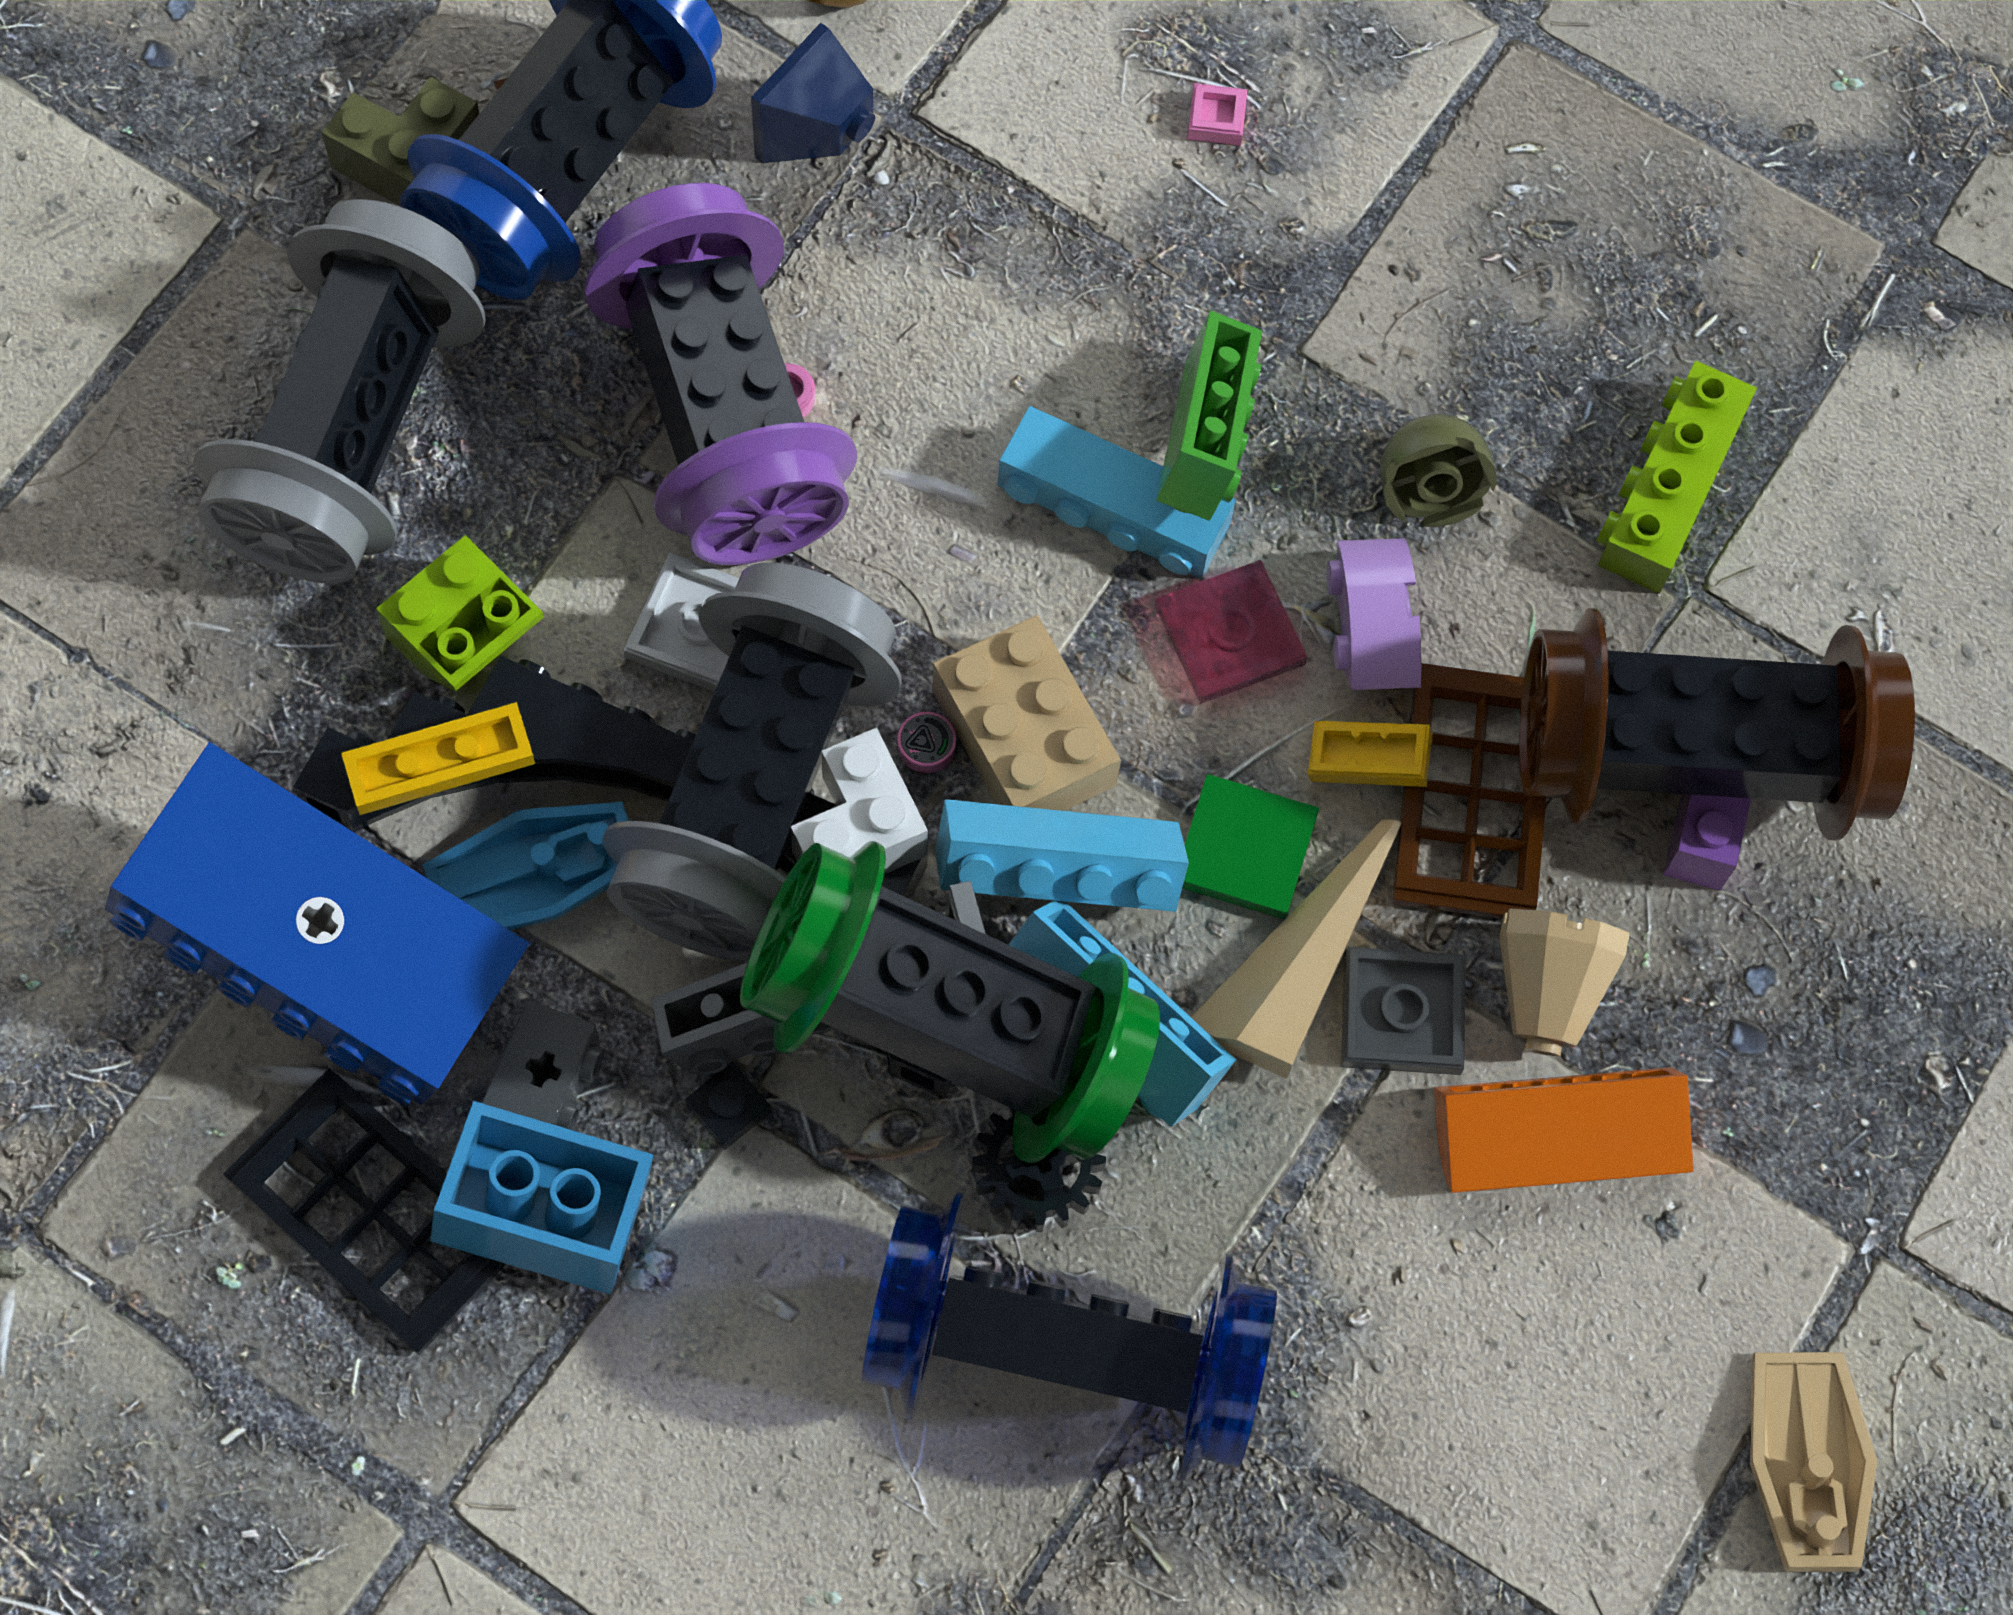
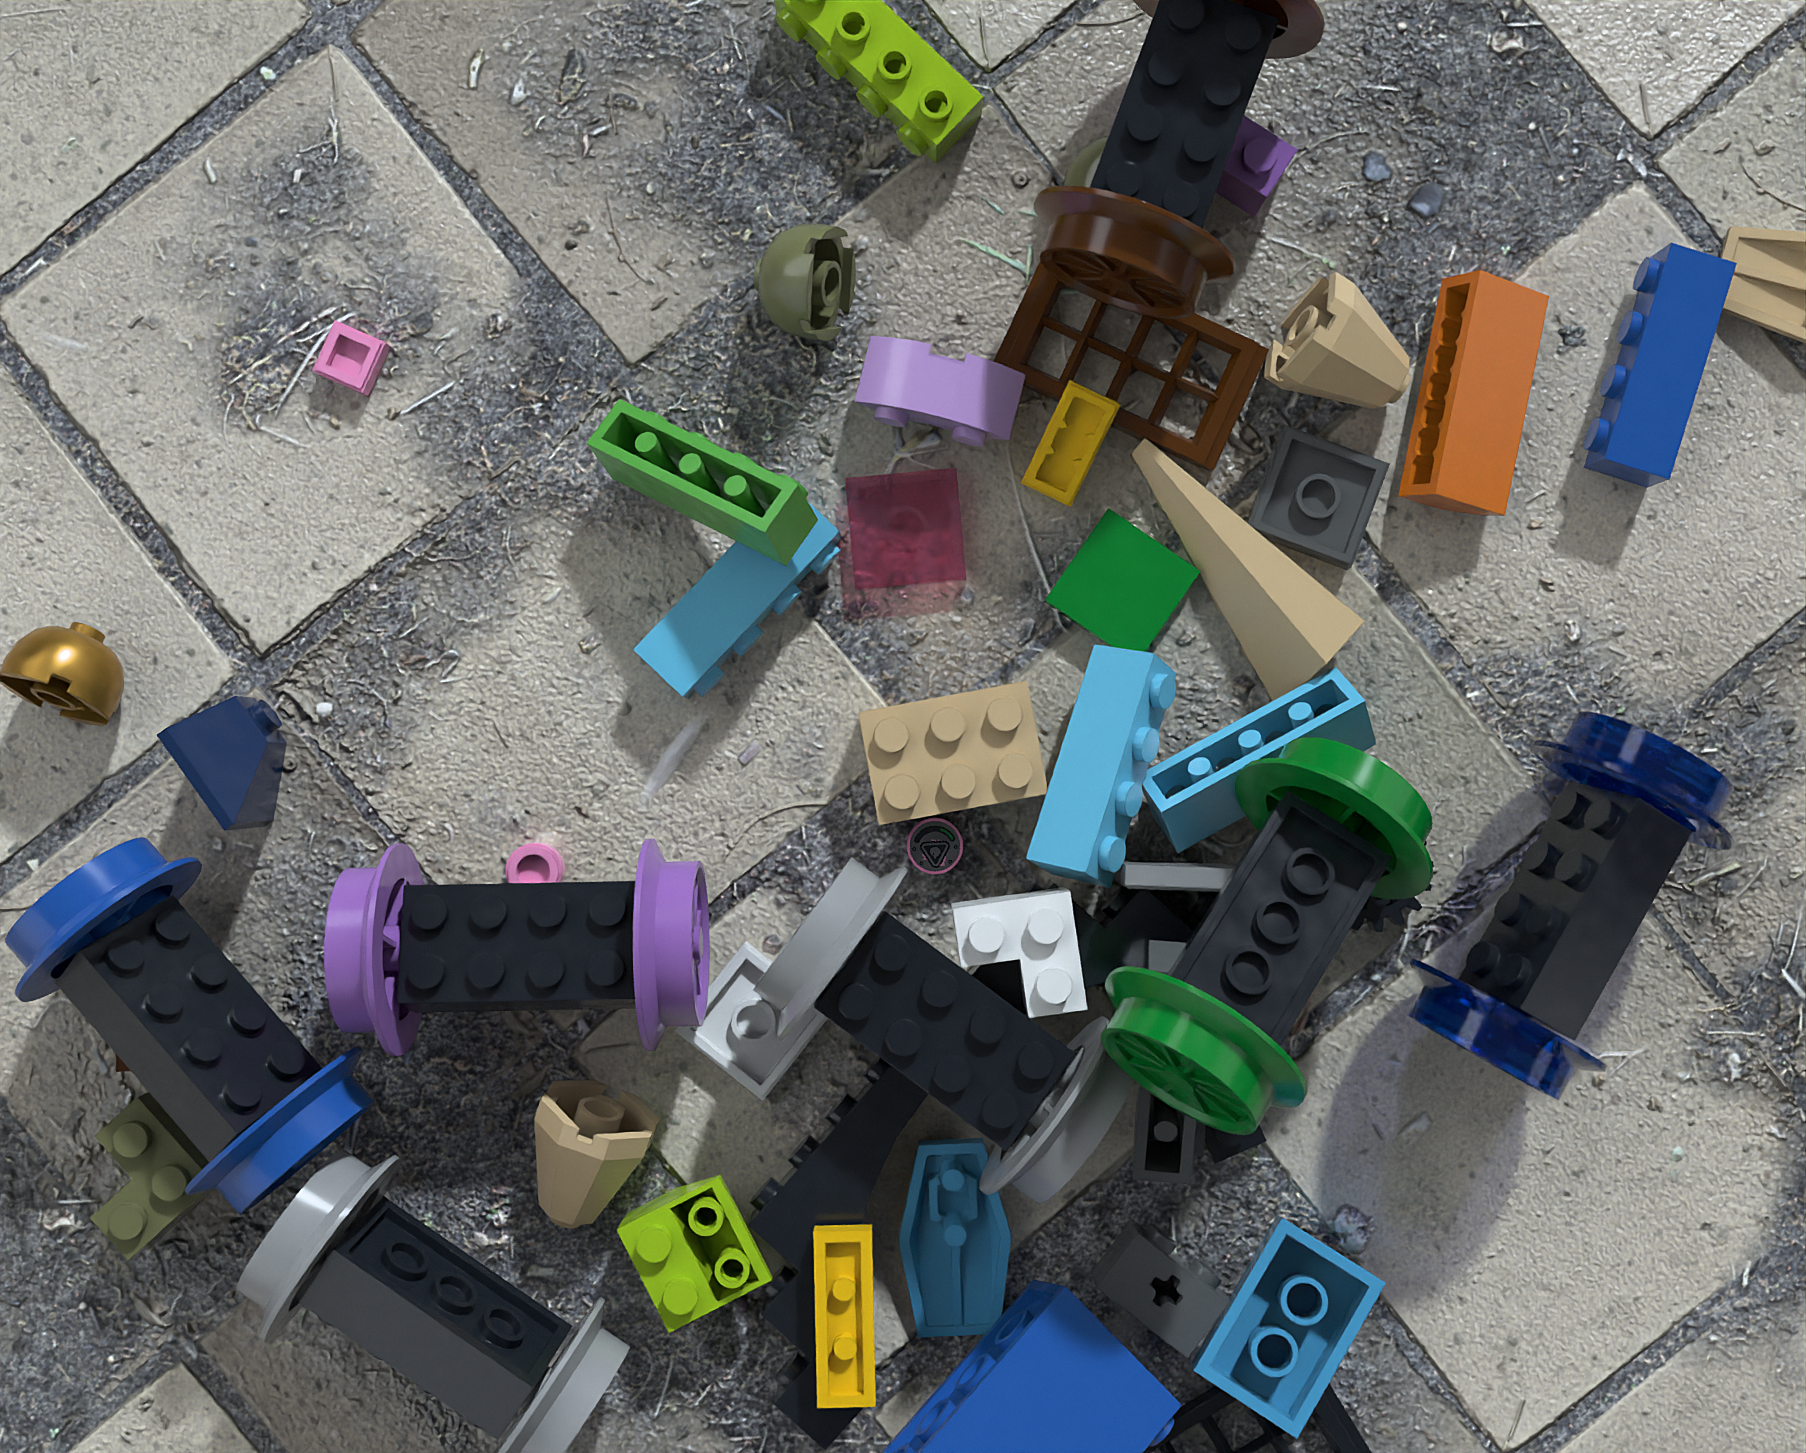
camera: 65 degrees left, 20 degrees up
(531, 497) = (587, 1148): none -> tan cone
(1665, 1307) = (1658, 365): none -> blue brick

